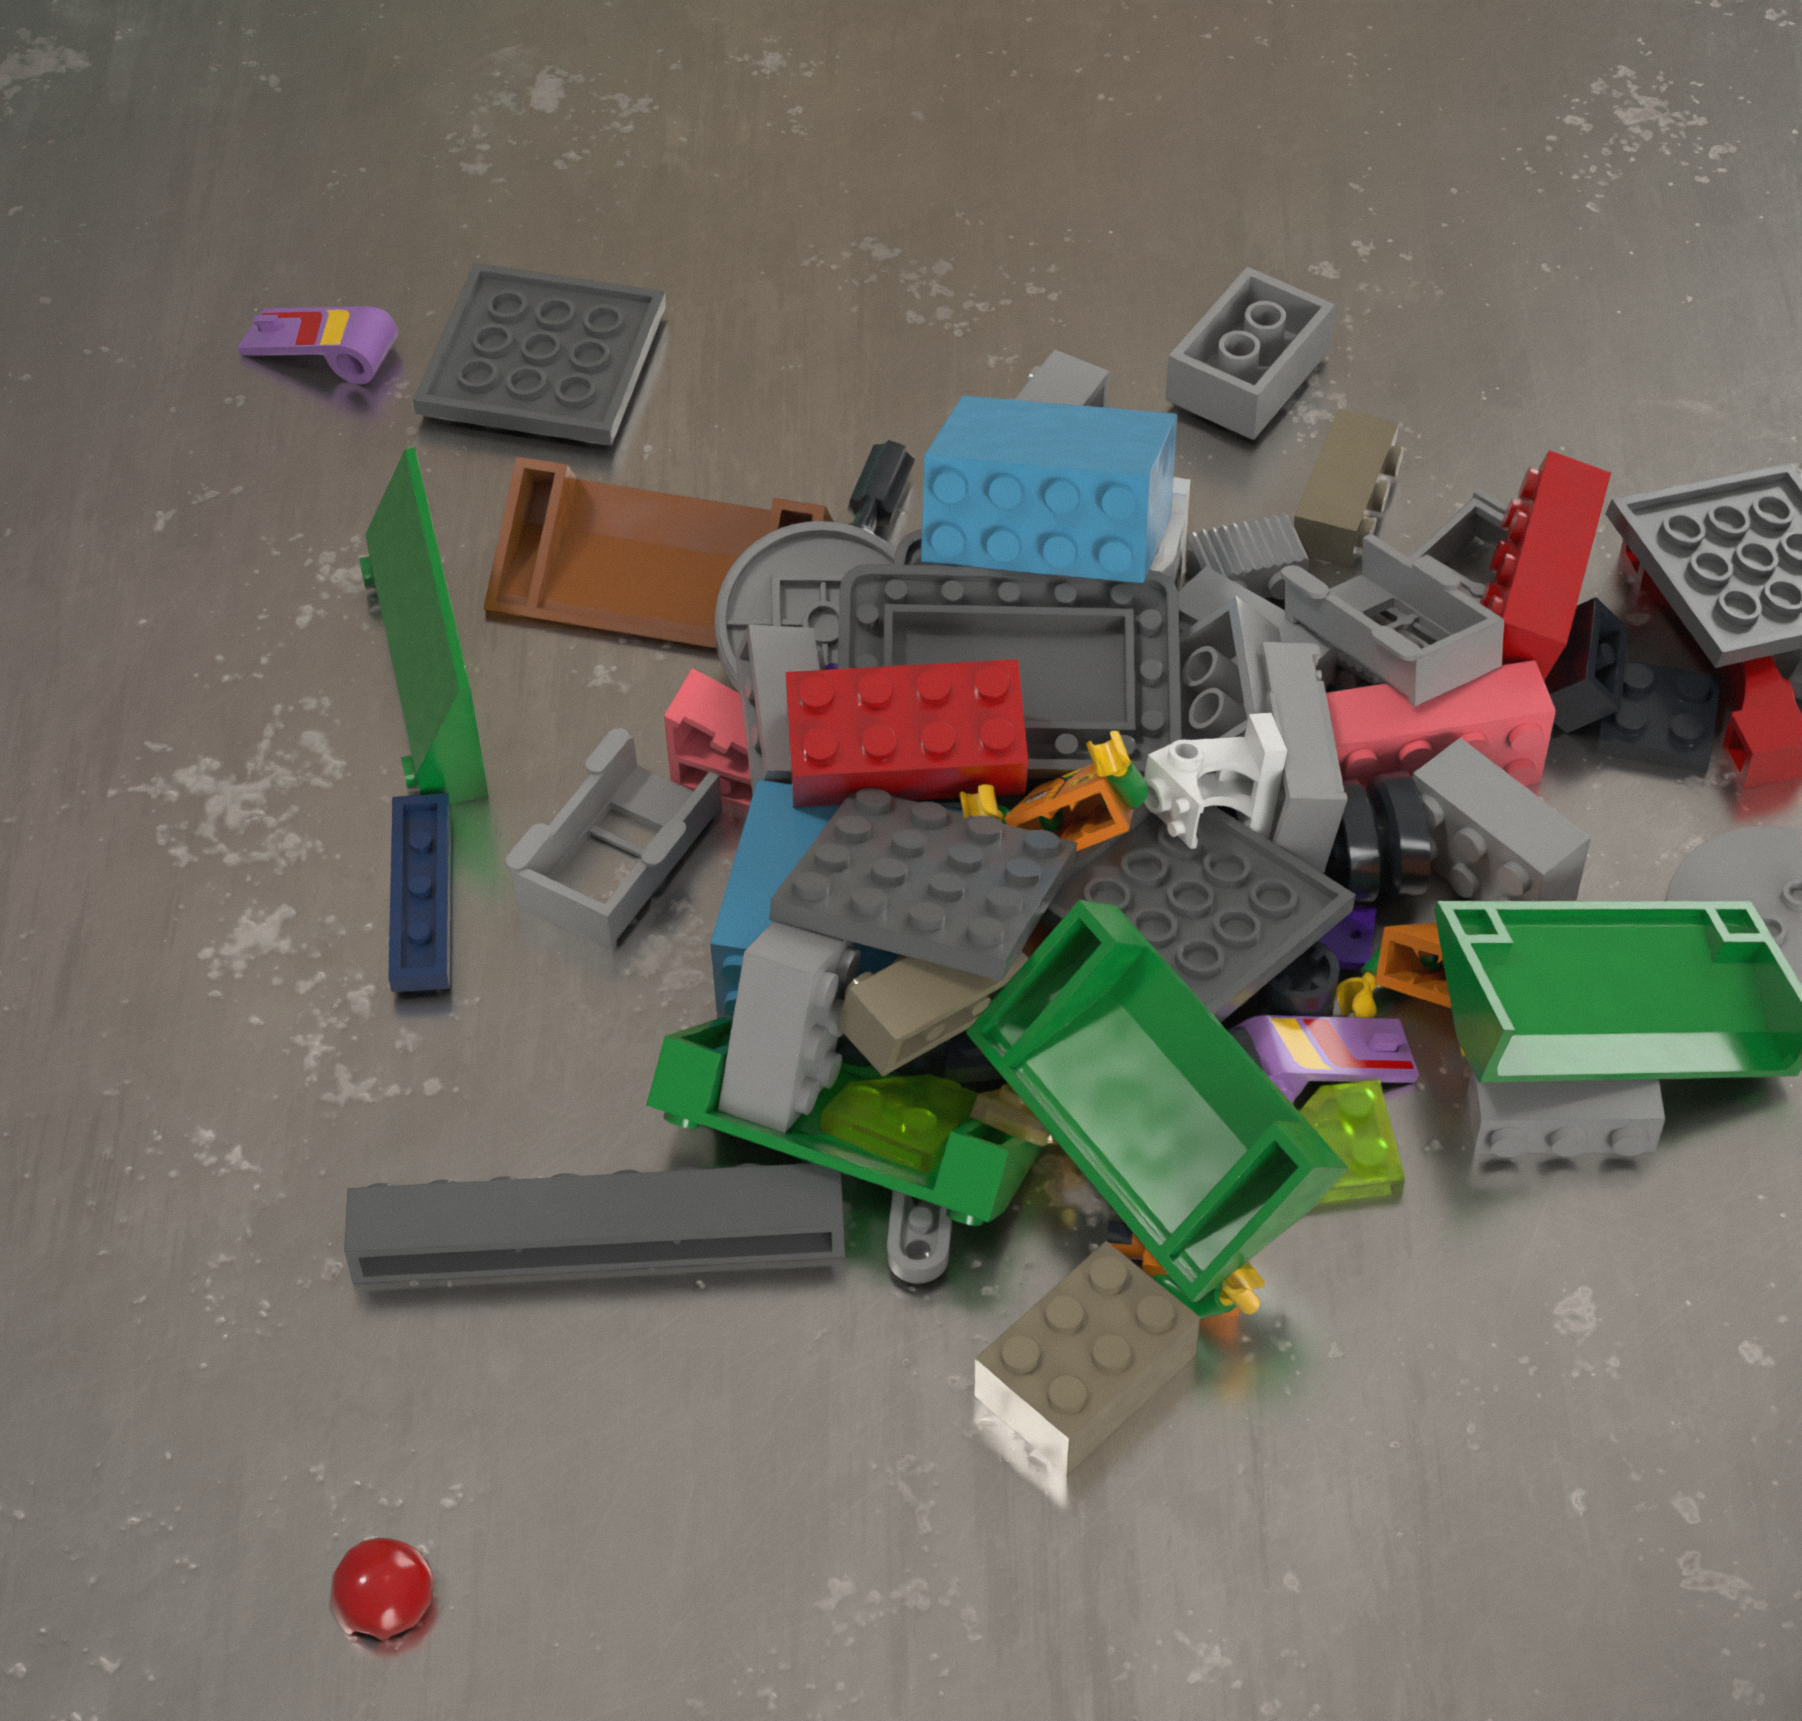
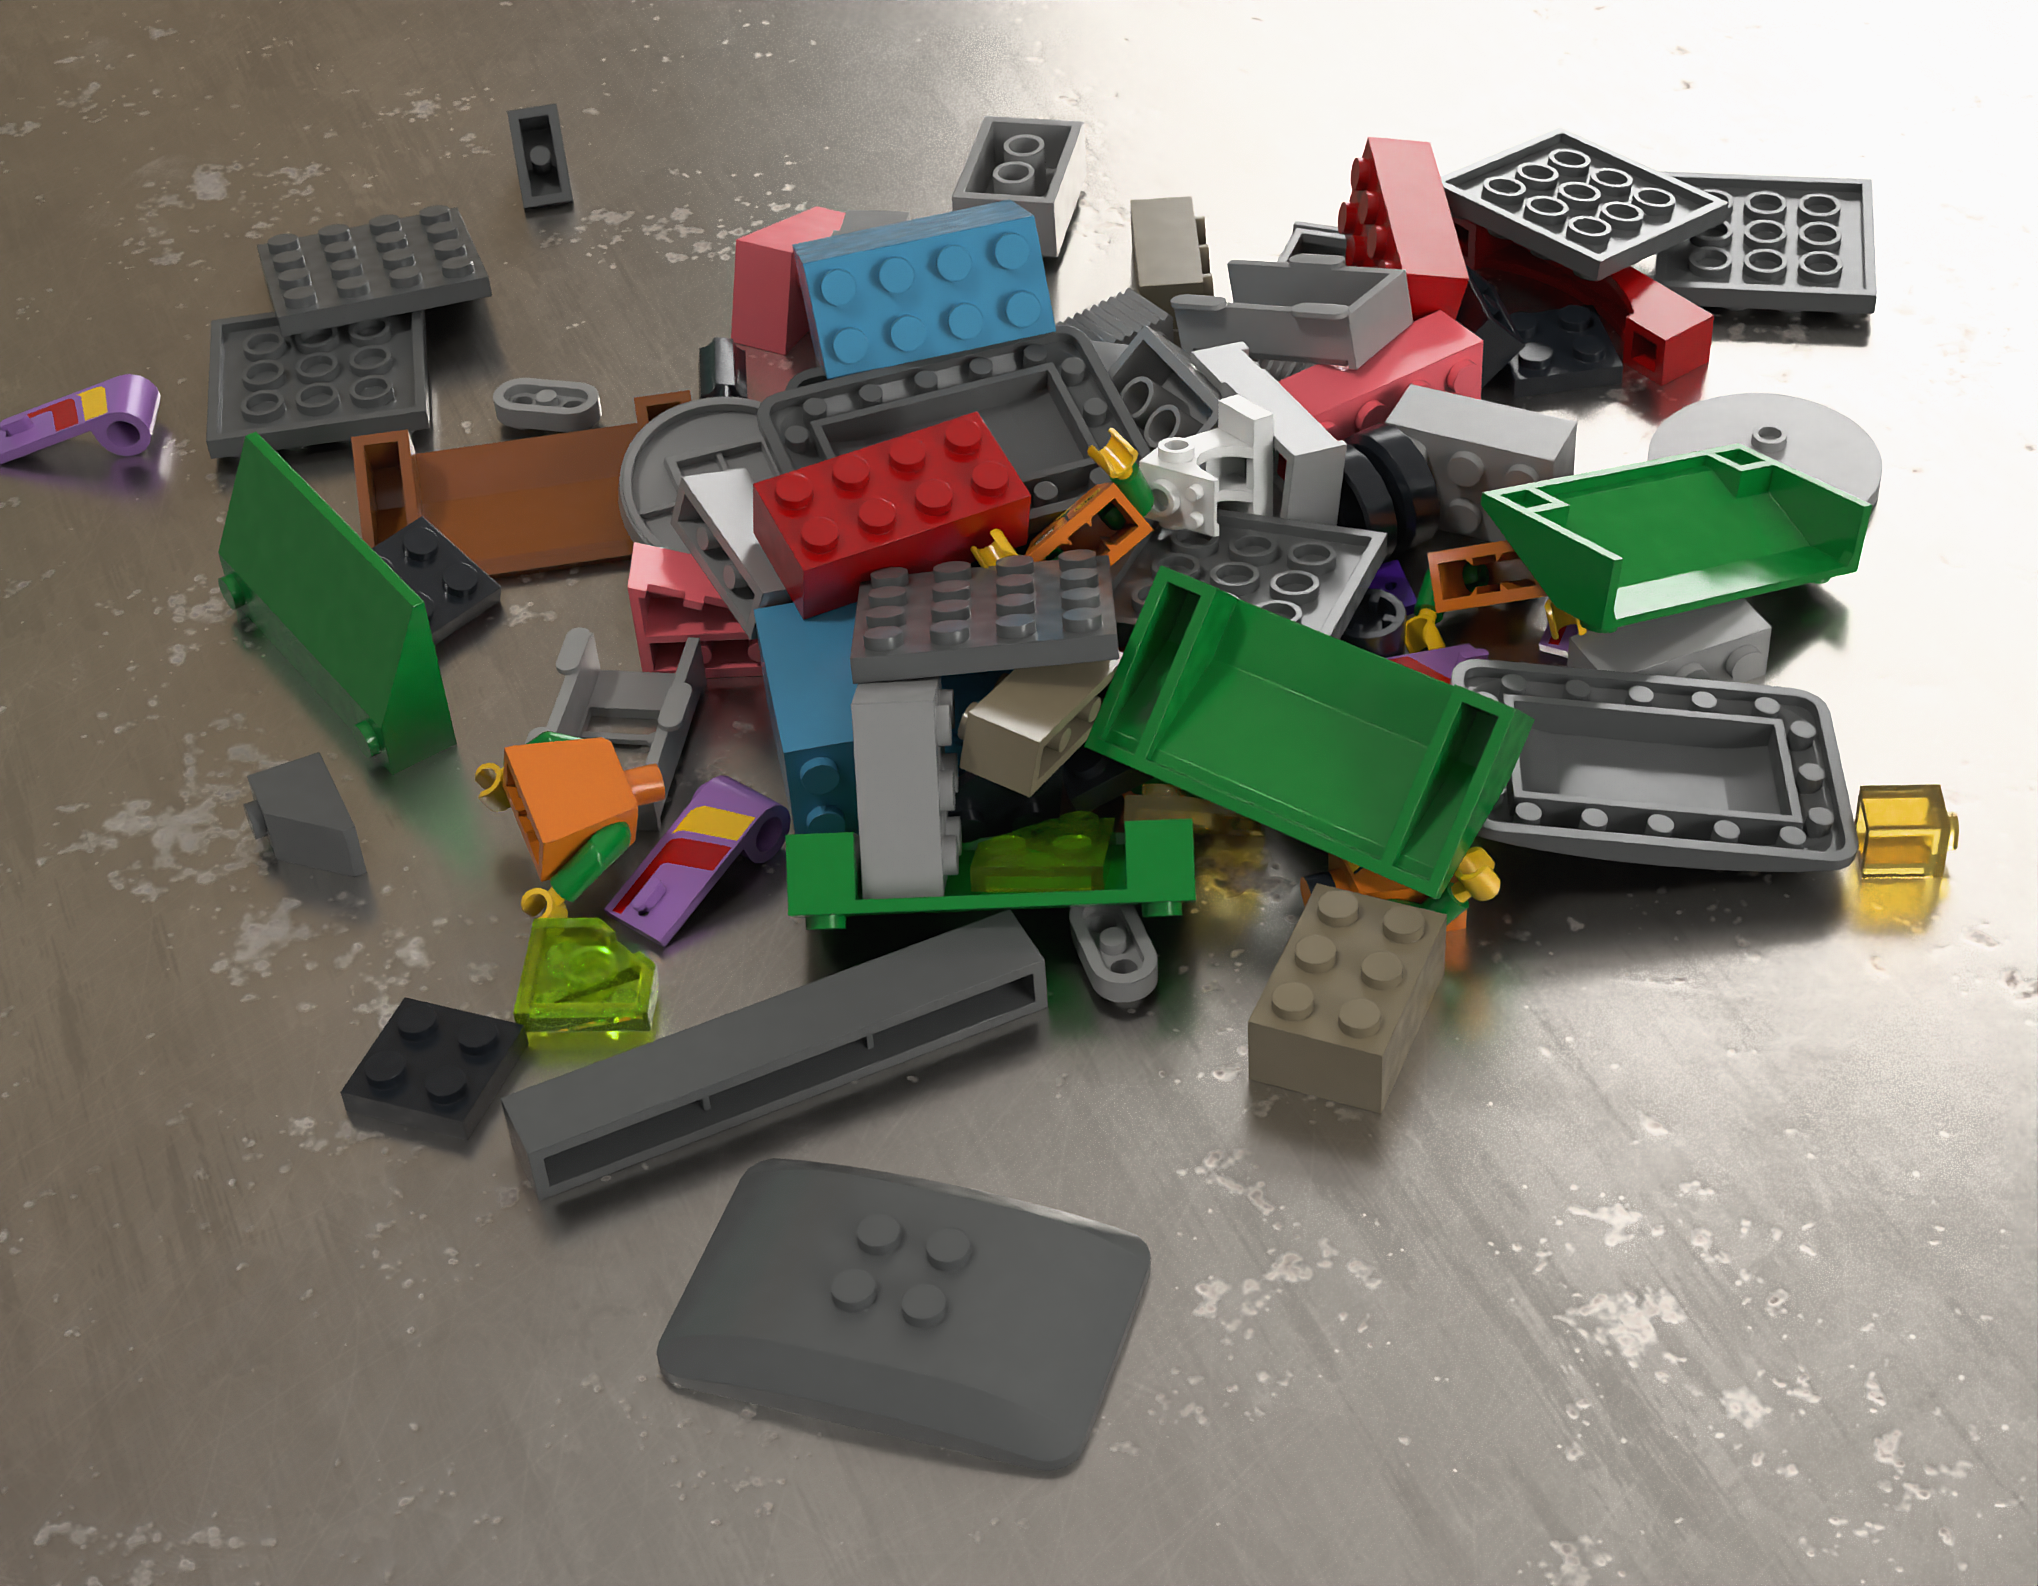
camera: 20 degrees left, 10 degrees down
(326, 833) = (304, 817): none -> dark grey slope
(326, 1125) = (435, 1068): none -> black plate
(381, 1588) = (724, 1456): red hair -> none
(420, 893) = (433, 837): dark blue plate -> none
(475, 1086) = (583, 980): none -> clear neon green plate
(519, 624) = (441, 575): none -> black plate
(525, 926) = (571, 810): none -> orange torso
(590, 1509) = (909, 1310): none -> dark grey wedge
(632, 253) = (372, 270): none -> dark grey plate
(649, 976) = (694, 854): none -> medium lavender door
(719, 457) = (547, 404): none -> light grey plate
(838, 168) = (540, 156): none -> dark grey slope
(993, 367) = (767, 287): none -> coral wedge
(1480, 1230) = (1669, 770): none -> dark grey wedge
(1671, 1377) = (1904, 831): none -> clear yellow brick

